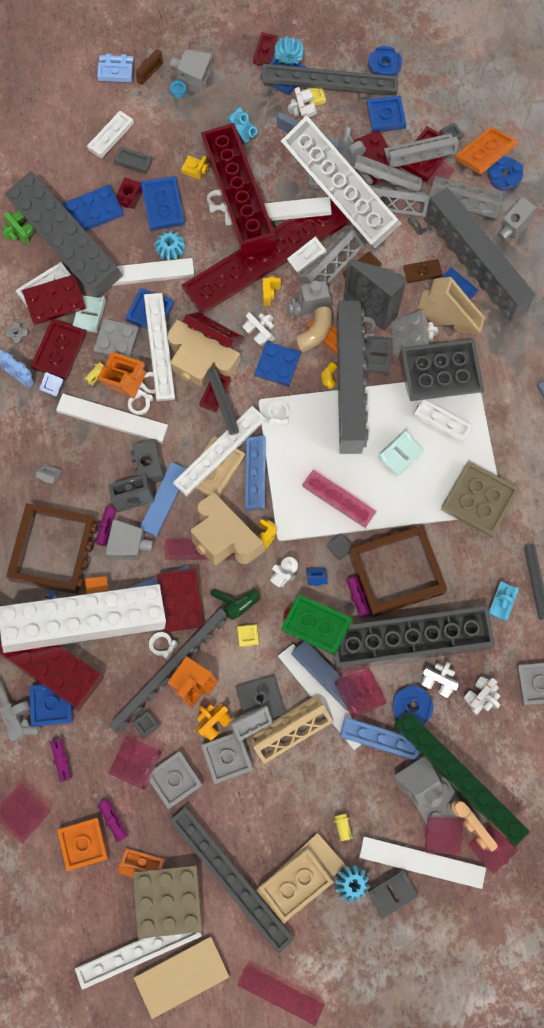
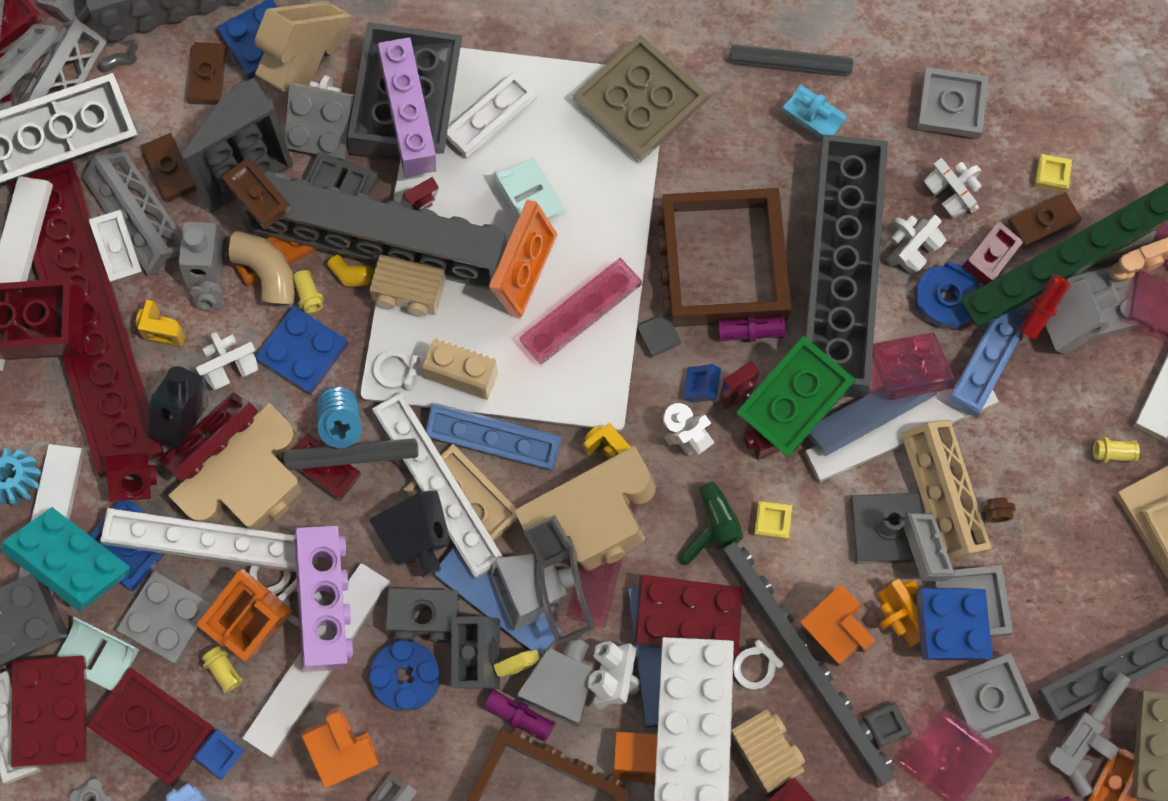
camera: 75 degrees left, 0 degrees up
(65, 438) = (336, 749): none -> orange plate
(115, 659) = (767, 751): none -> tan brick
(117, 473) = (385, 677): none -> blue plate
(129, 281) = (65, 559): none -> teal plate
(131, 516) = (517, 663): none -> light yellow tile
(136, 569) = (615, 677): none -> white hips
(147, 399) = (315, 652): none -> lavender brick
(164, 839) = (1086, 735): none -> light grey piece
(174, 513) = (519, 589): none -> light grey torso
(182, 299) = (124, 489): none -> dark red brick
(189, 445) = (414, 531): none -> black torso
(194, 514) = (550, 548): none -> dark grey piece
(208, 746) = (954, 624): none -> blue plate
(225, 309) = (180, 395): none -> black torso
(241, 389) = (338, 417): none -> dark azure piece
(285, 443) = (460, 369): none -> tan brick
(286, 762) = (998, 510): none -> reddish brown plate
(311, 356) = (309, 297): none -> light yellow pin
(318, 593) = (739, 386): none -> dark red plate
(326, 403) = (407, 285): none -> tan brick
(346, 306) = (256, 193): none -> reddish brown plate
(357, 458) = (523, 259): none -> orange tile
(377, 394) = (421, 195): none -> dark red plate
(416, 761) = (1044, 307): none -> red axle
(426, 371) = (407, 107): none -> lavender brick
(446, 726) = (992, 253): none -> plate
(480, 756) = (1044, 220): none -> reddish brown plate
(514, 756) = (1053, 173): none -> light yellow tile

